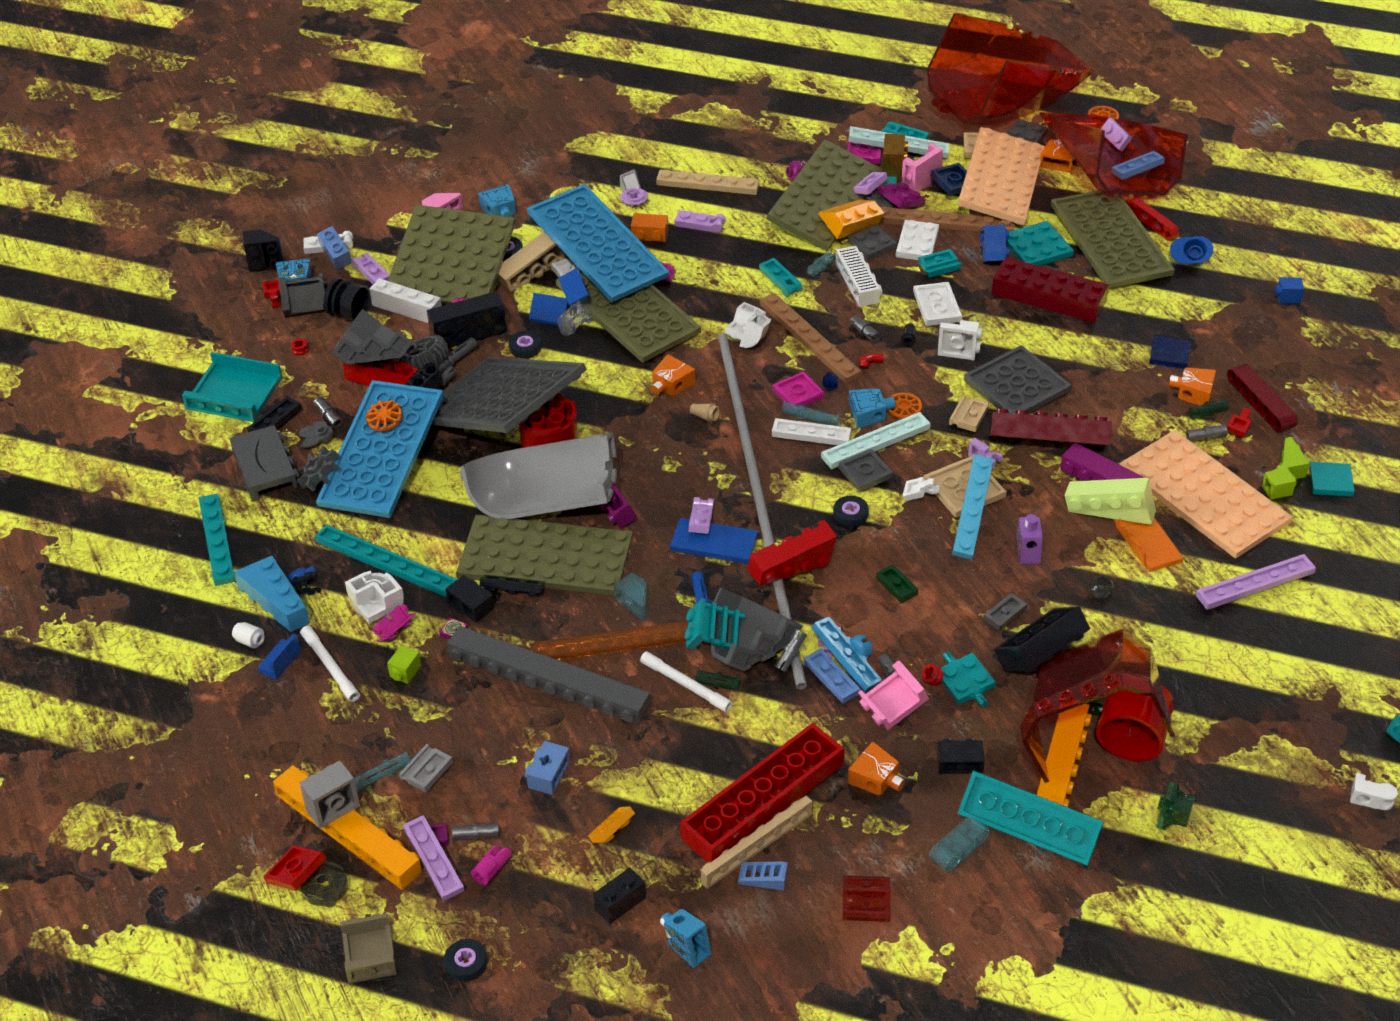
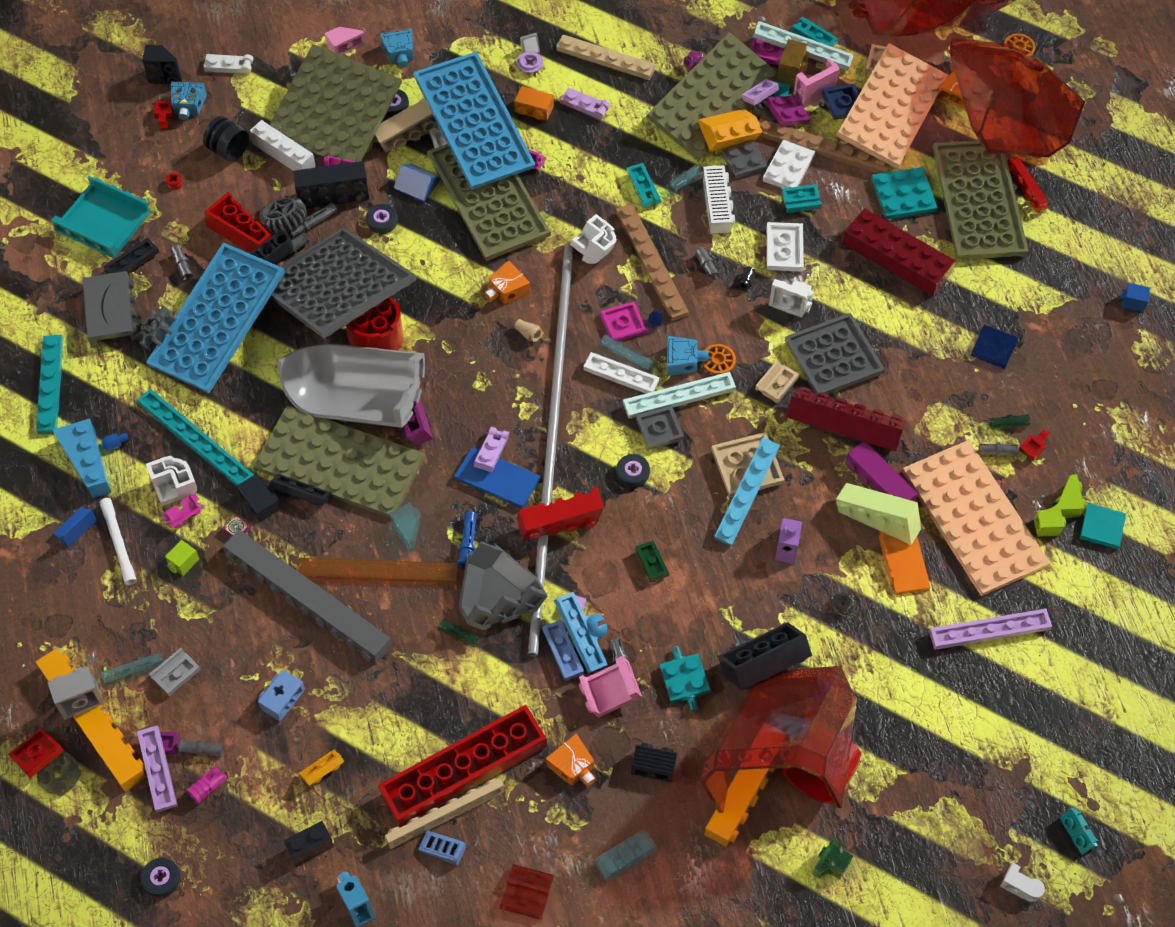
camera: 10 degrees right, 15 degrees up
(248, 634) = (53, 496): white brick -> none
(302, 295) = (187, 124): black panel -> none
(310, 591) = (115, 456): black piece -> none
(314, 434) = (165, 284): dark grey plate -> none
(334, 248) = (230, 74): medium blue brick -> none
(368, 948) = (80, 848): dark tan panel -> none
(369, 341) = (230, 199): dark grey panel -> none
(370, 268) = (260, 103): lavender plate -> none
(384, 415) = (224, 285): orange wheel -> none
(573, 286) = (437, 170): blue panel -> none
(574, 317) = (433, 198): clear leg -> none
(702, 625) = (456, 575): teal plate -> none
(713, 697) = (450, 651): white piece -> none
(790, 650) = (531, 617): flat silver pin -> none
(870, 358) = (702, 297): red arm -> none
(917, 487) = (701, 458): white plate -> none
(938, 674) = (656, 672): red bush -> none
(980, 448) = (774, 429): lavender plate -> none
(993, 243) = (859, 188): blue brick -> none
(1005, 612) = (743, 613): flat silver plate -> none
(1028, 131) = (934, 53): dark grey plate -> none
(1031, 817) = (697, 844): teal plate -> none
(1116, 134) = (1022, 75): lavender plate -> none
(1138, 165) = (1031, 119): medium blue plate -> none
(1191, 250) = (1052, 232): blue piece -> none
(1194, 385) = (1004, 392): orange torso -> none
(1262, 398) = (1065, 419): dark red beam -> none

